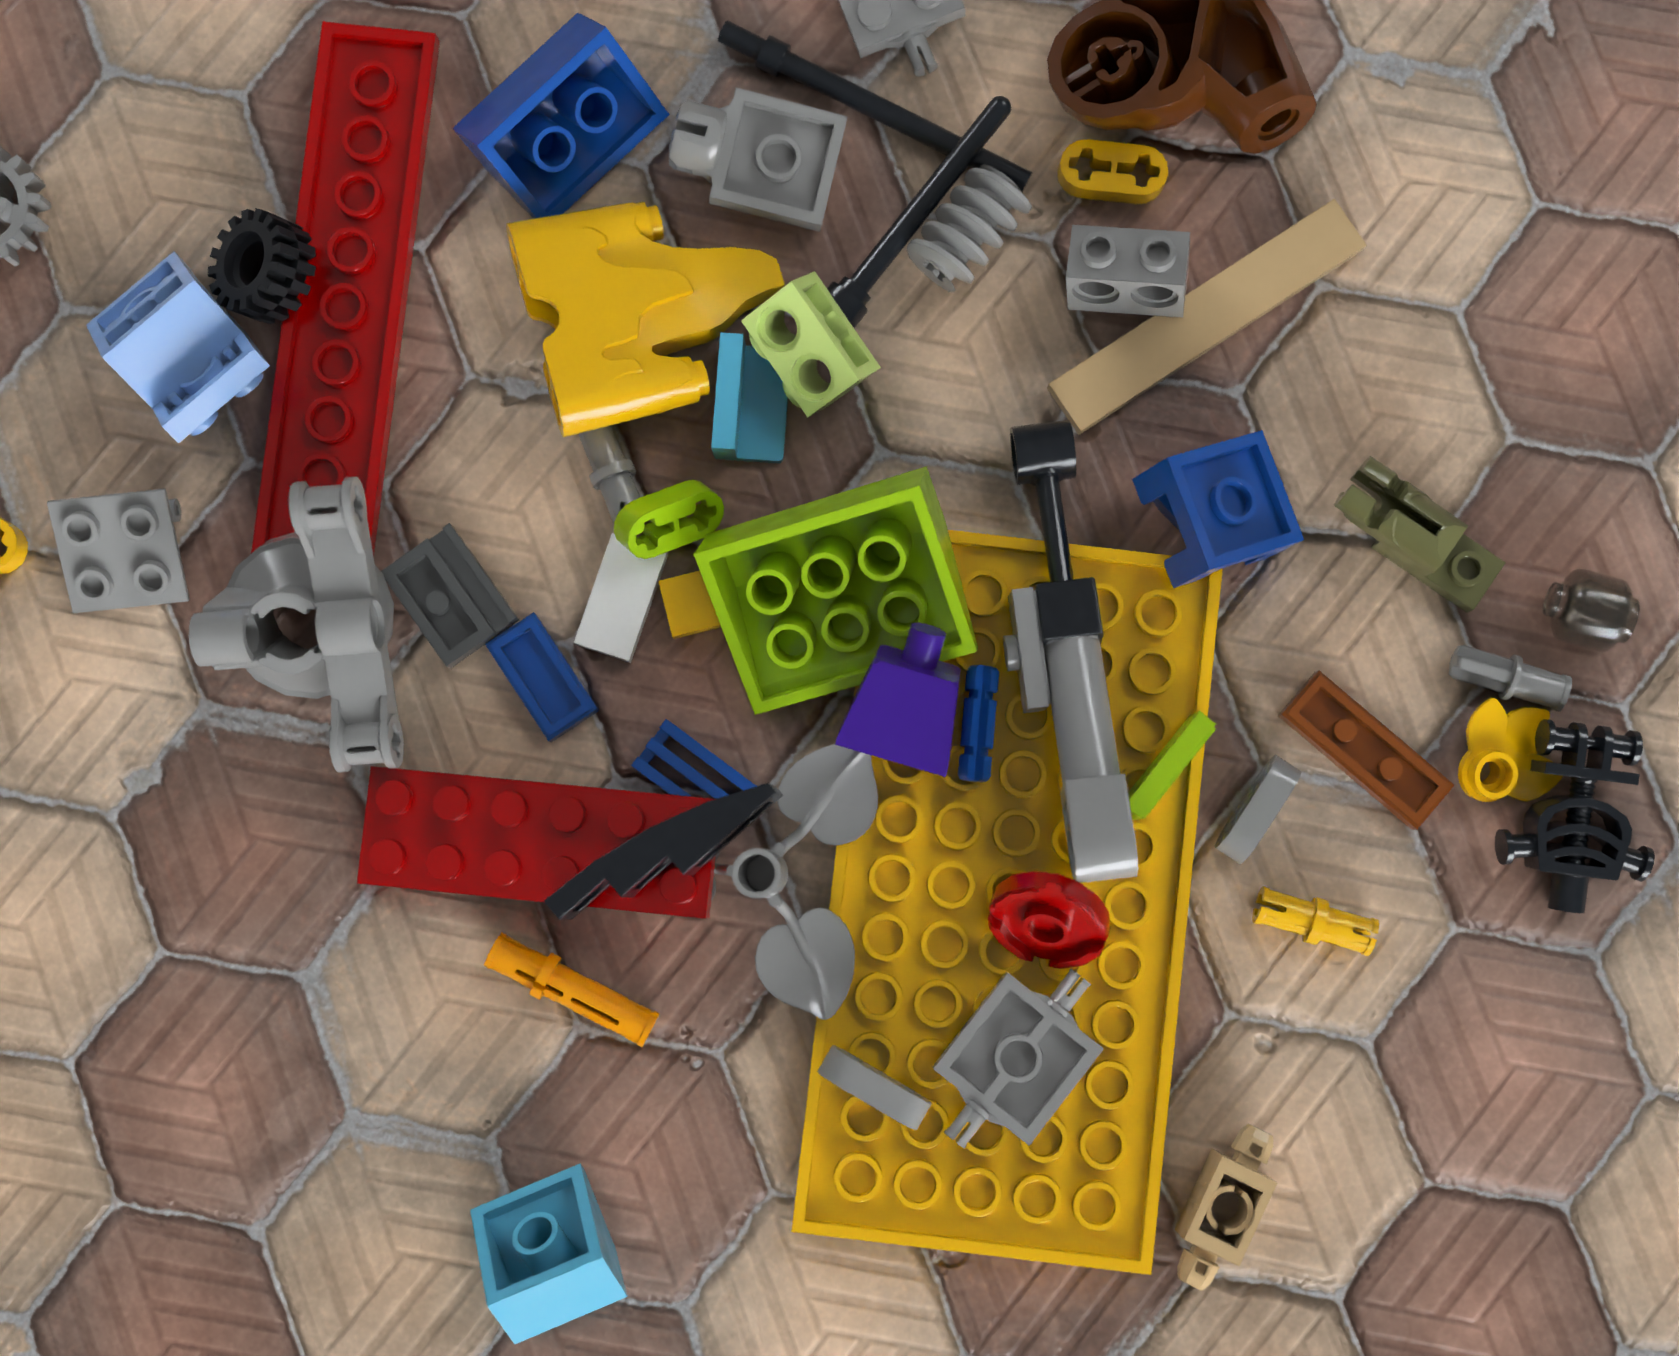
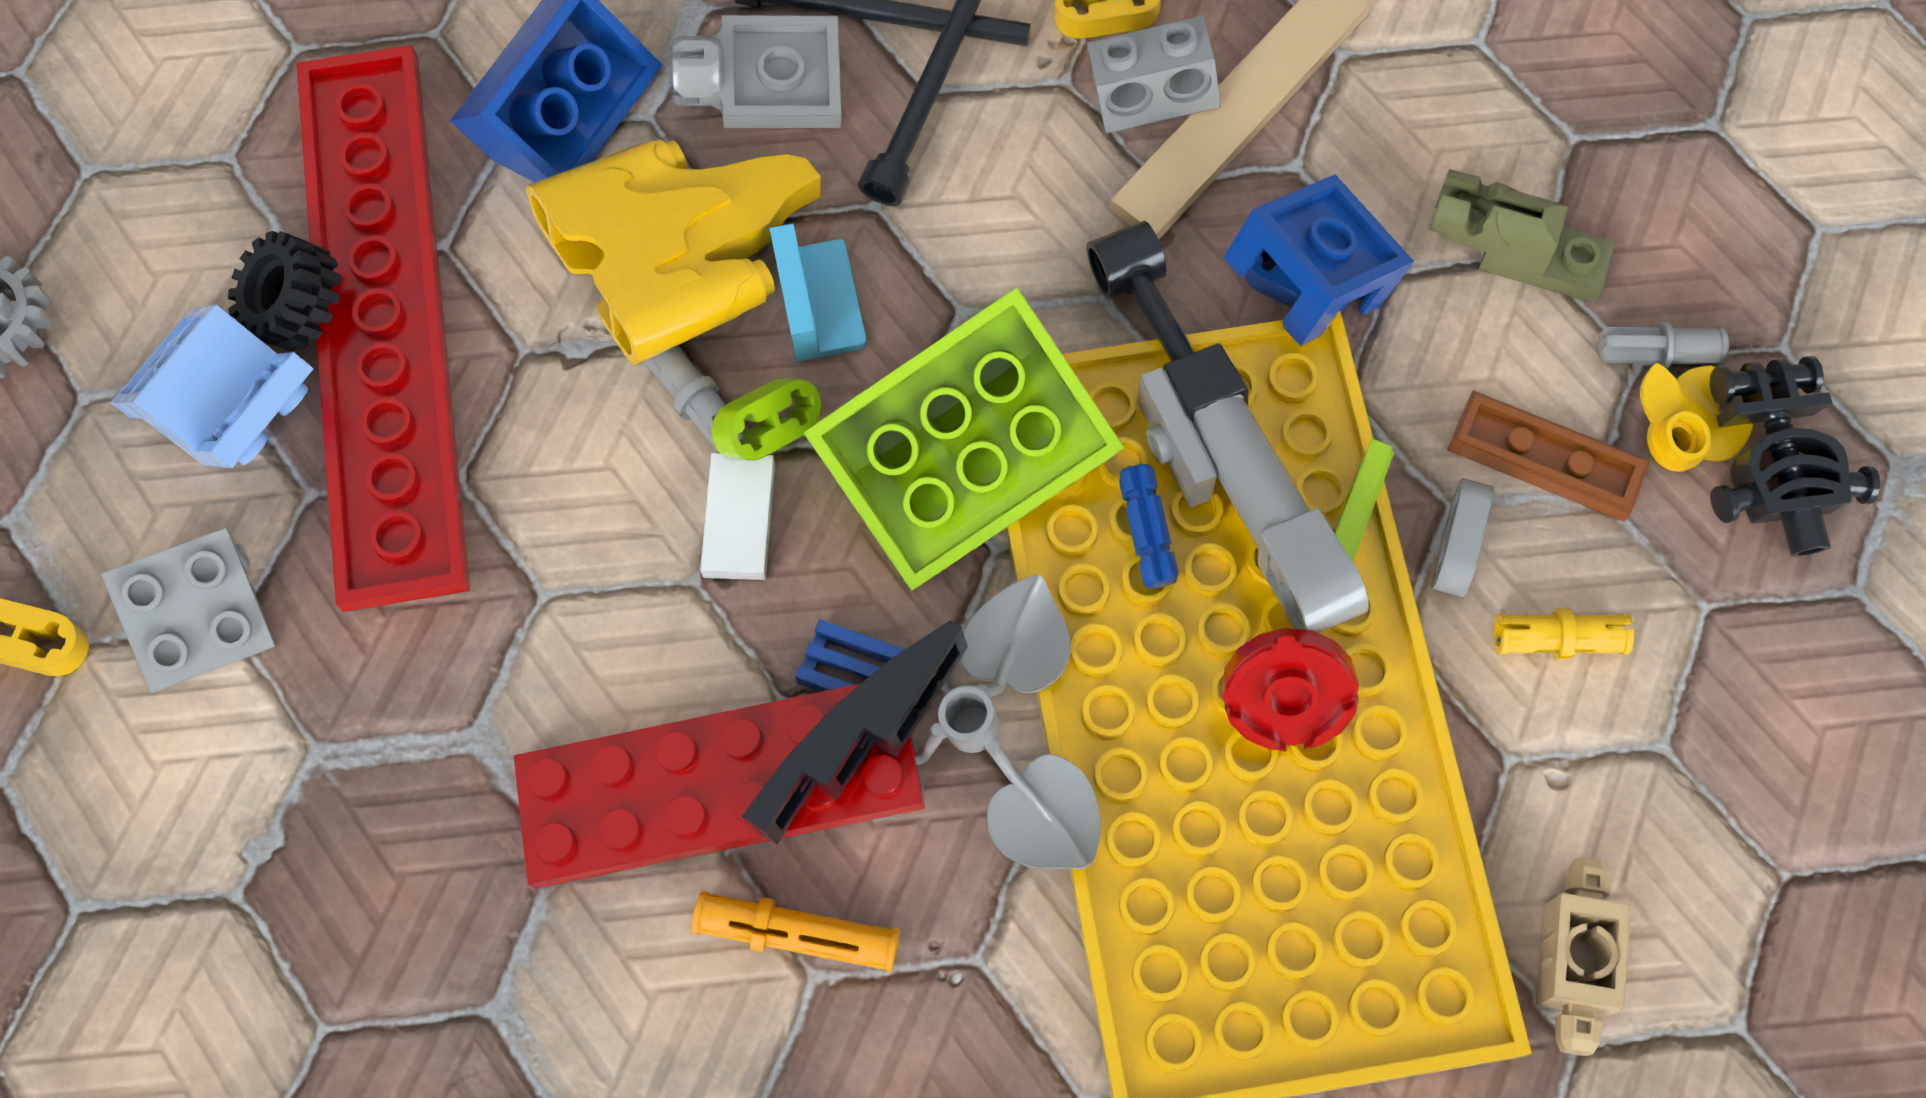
camera: 15 degrees left, 15 degrees down
(324, 569) = (431, 550): light grey piece -> none
(449, 596) = (556, 560): dark grey plate -> none
(542, 677) = (676, 618): blue tile -> none
(688, 605) = (814, 501): yellow tile -> none
(821, 335) = (869, 205): yellowish green brick -> none
(874, 1087) = (1161, 928): light grey beam -> none
(906, 704) = (1069, 516): dark purple torso -> none
(966, 225) = (985, 81): light grey piece -> none
(1017, 1058) = (1306, 853): light grey plate -> none
(1591, 610) = (1716, 261): clear smoke head -> none

